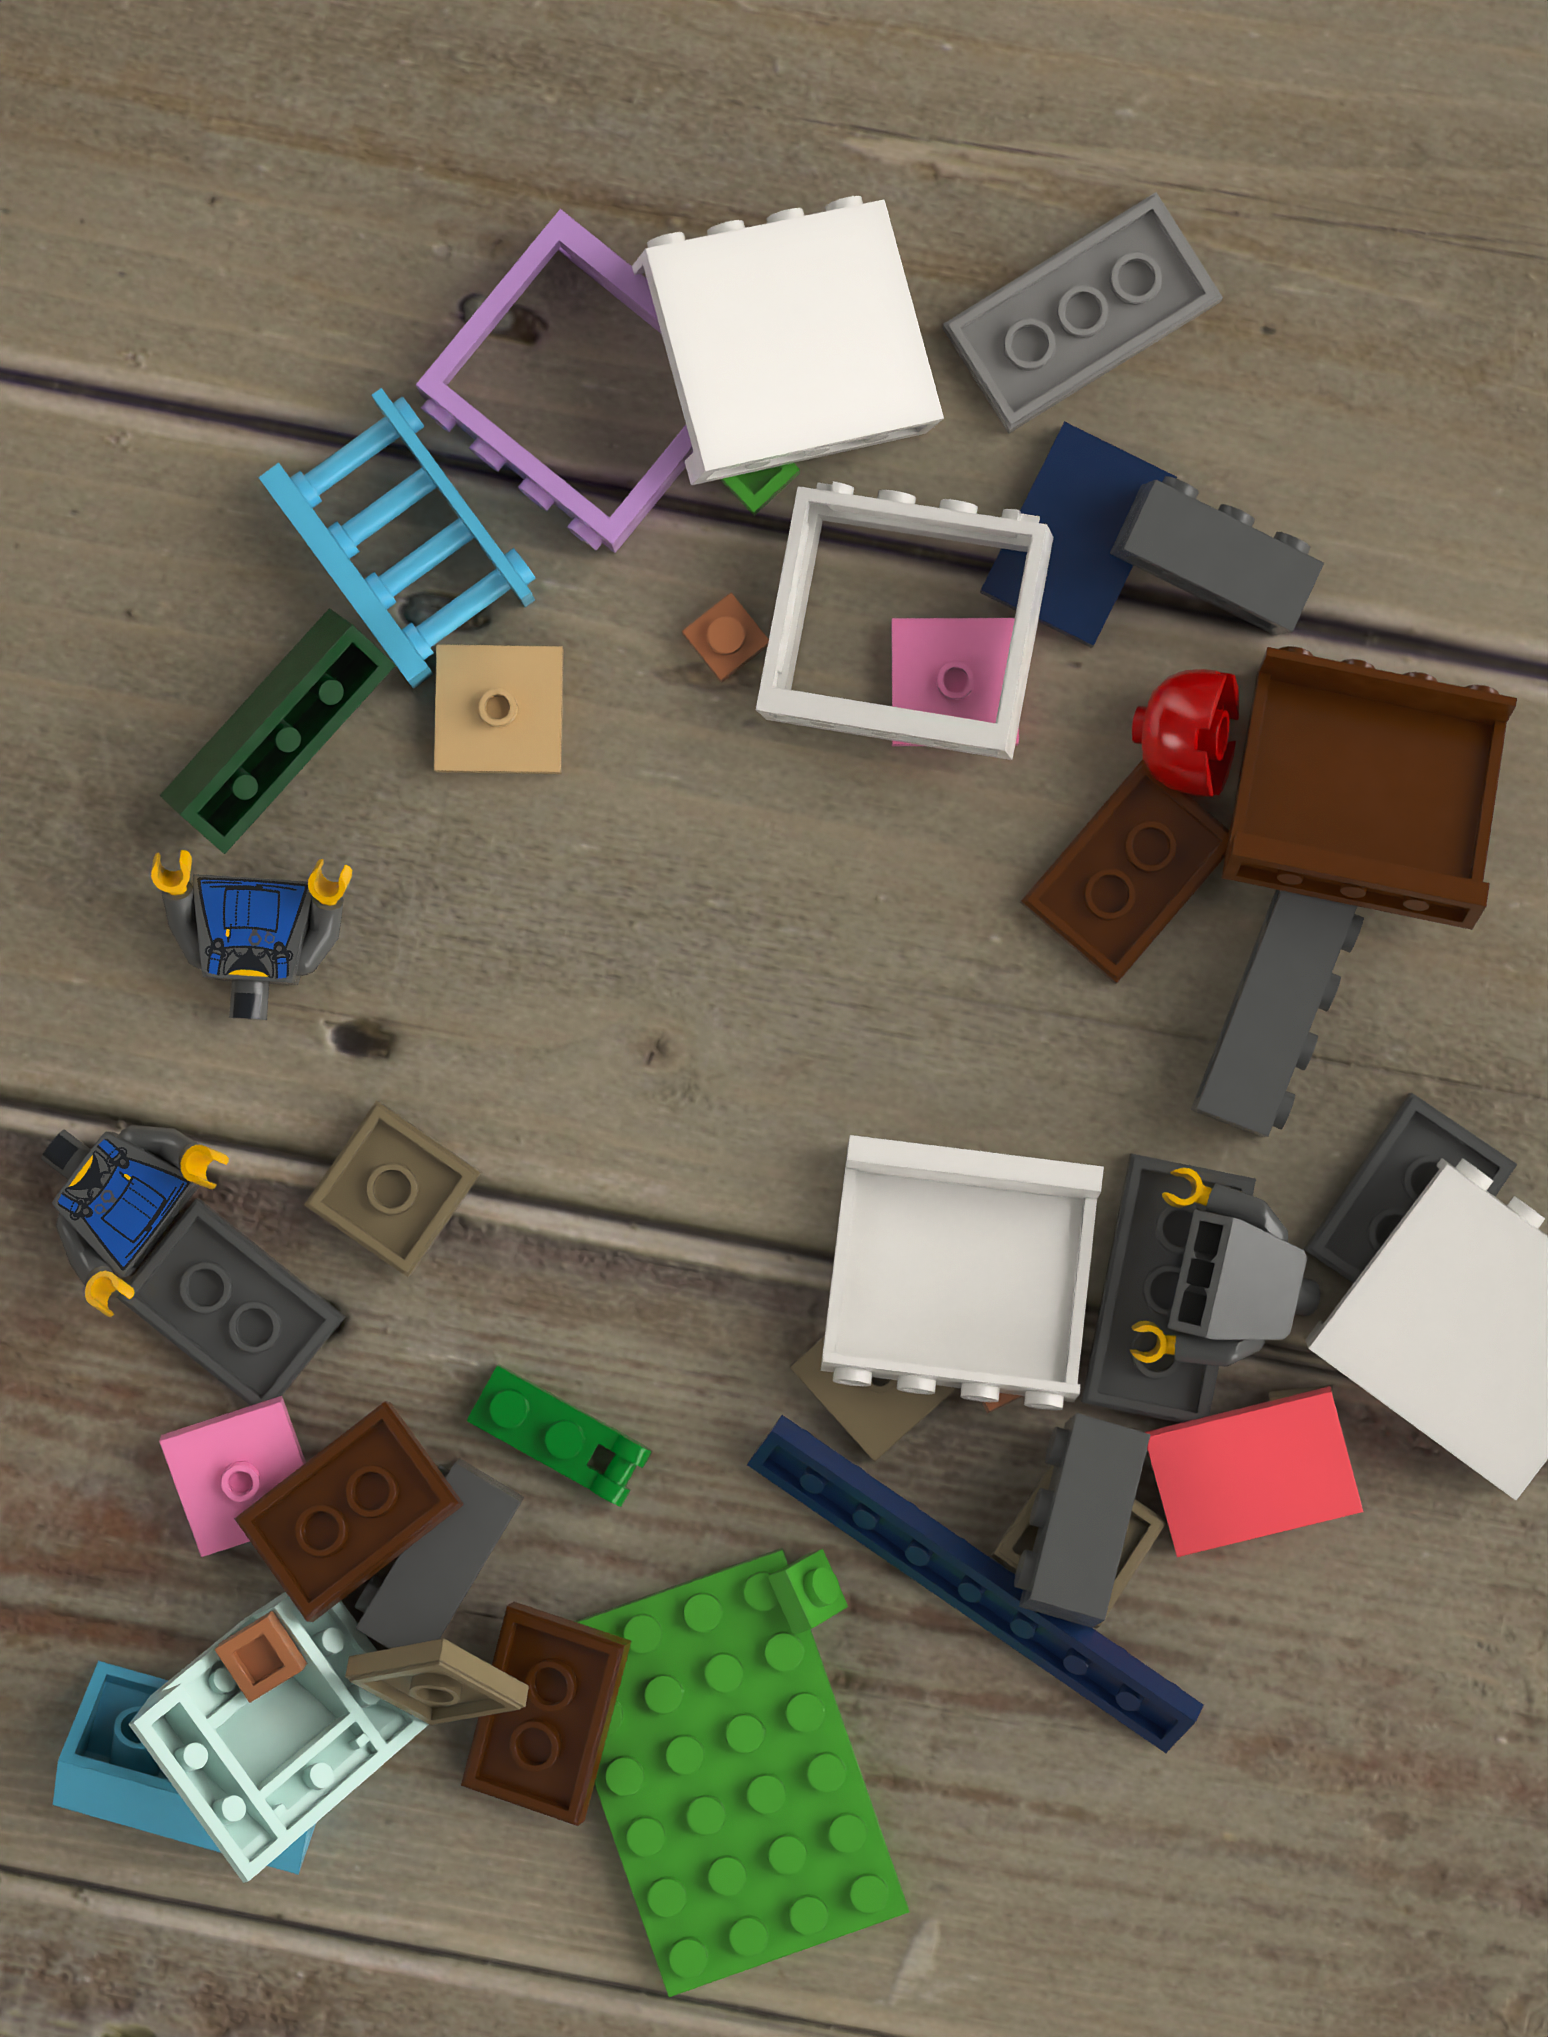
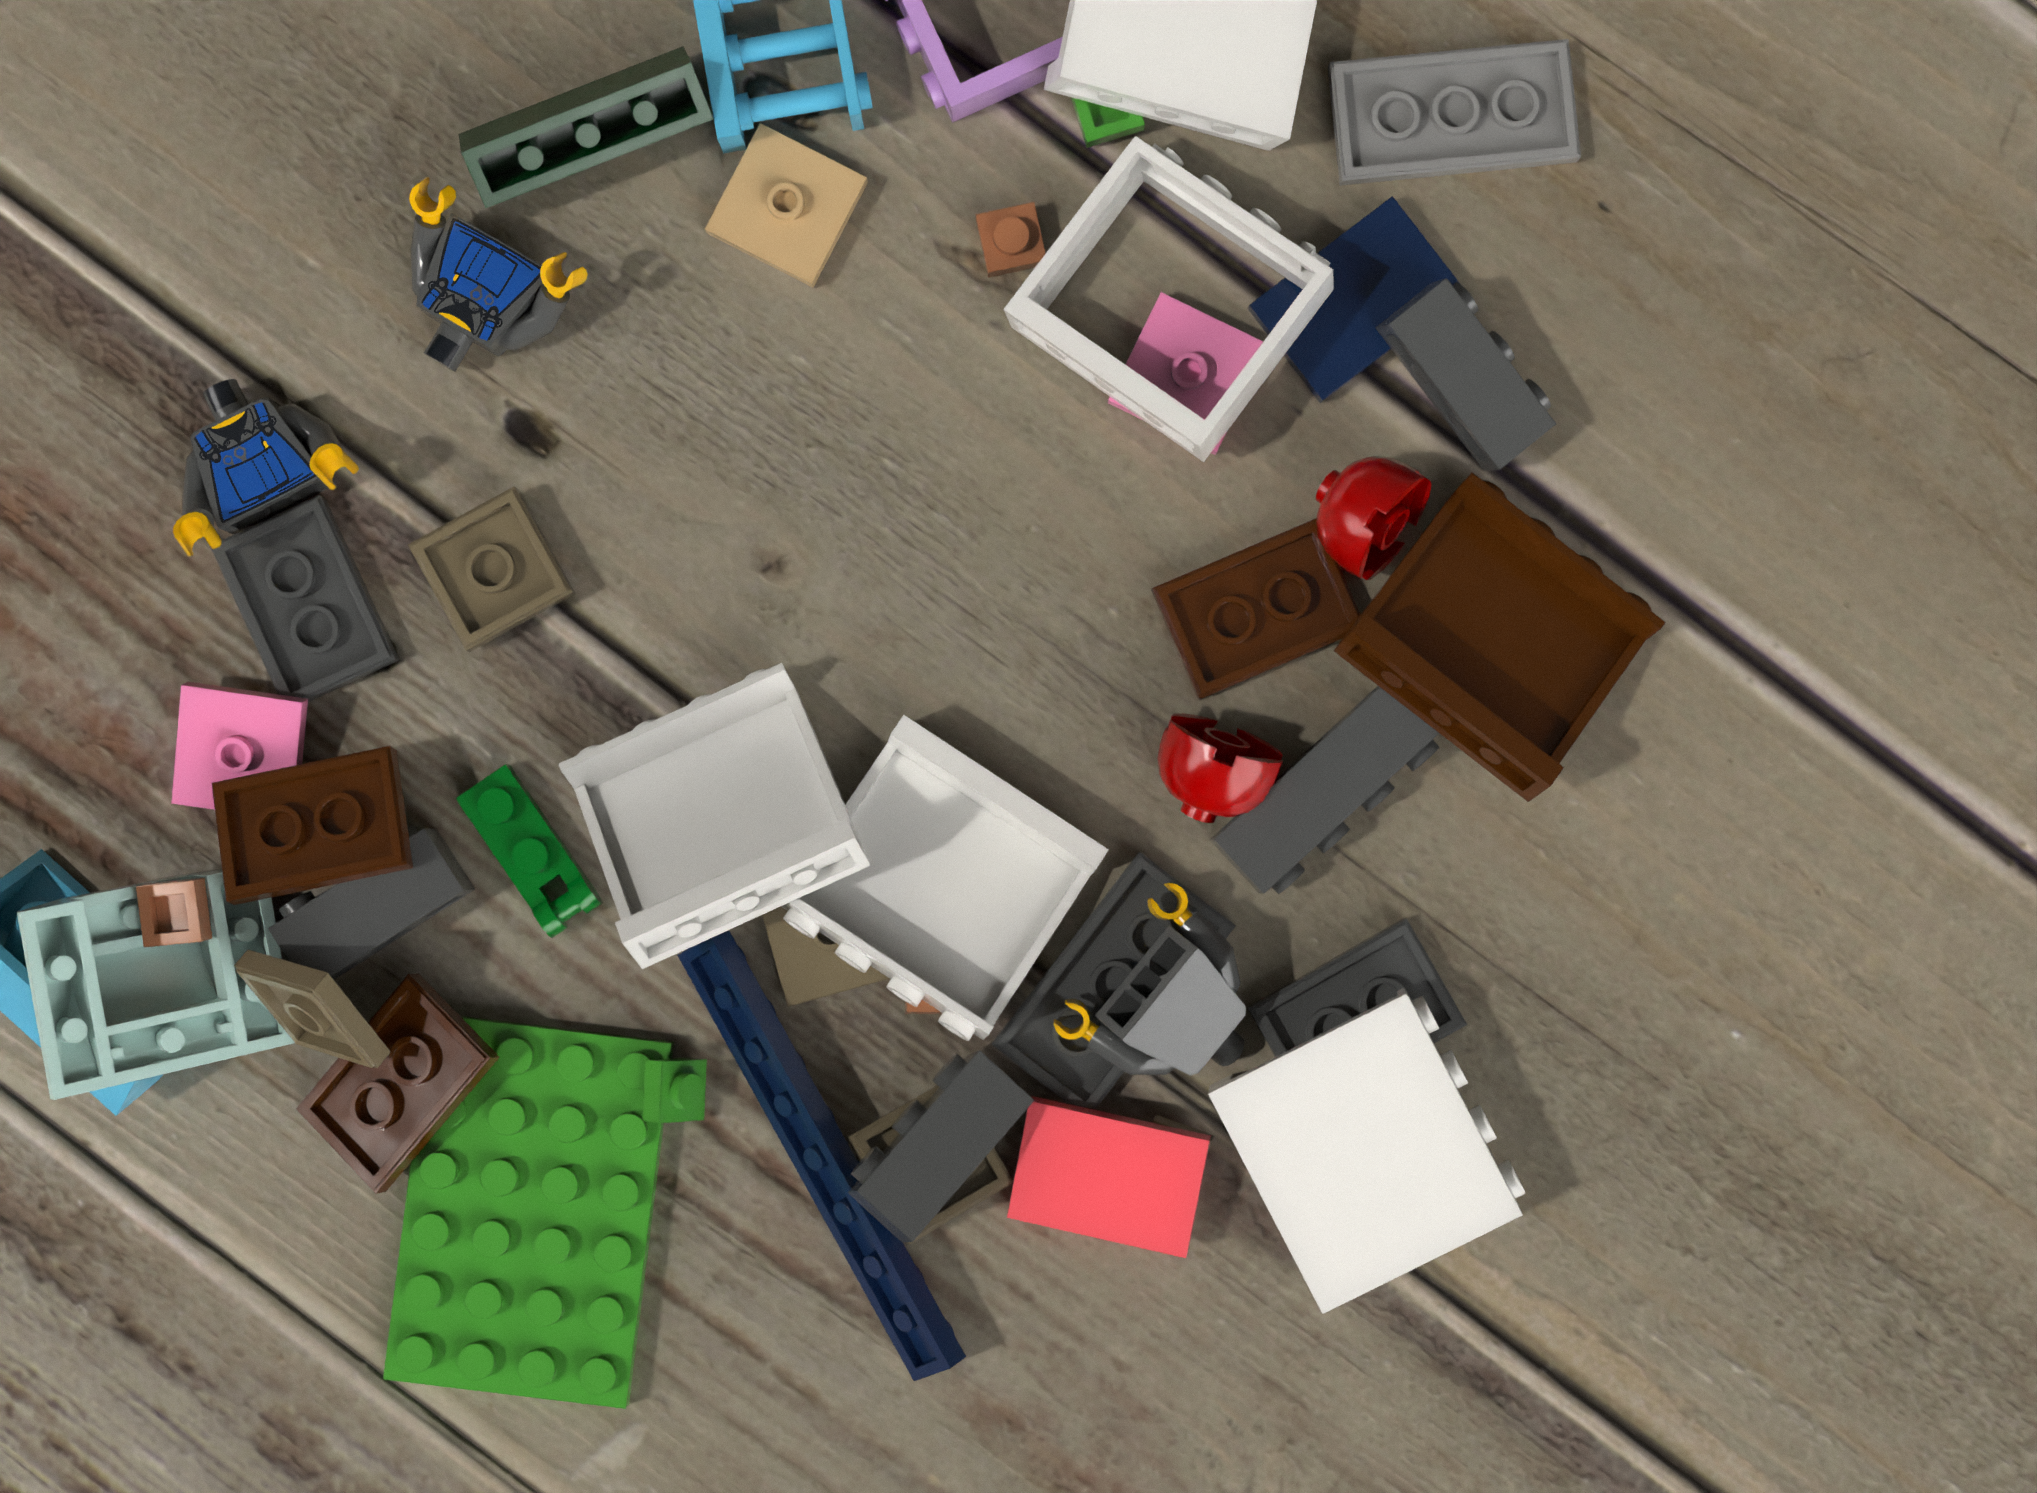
camera: 20 degrees right, 0 degrees up
(720, 1316) = (714, 815): none -> white panel
(1165, 1041) = (1215, 769): none -> red cylinder

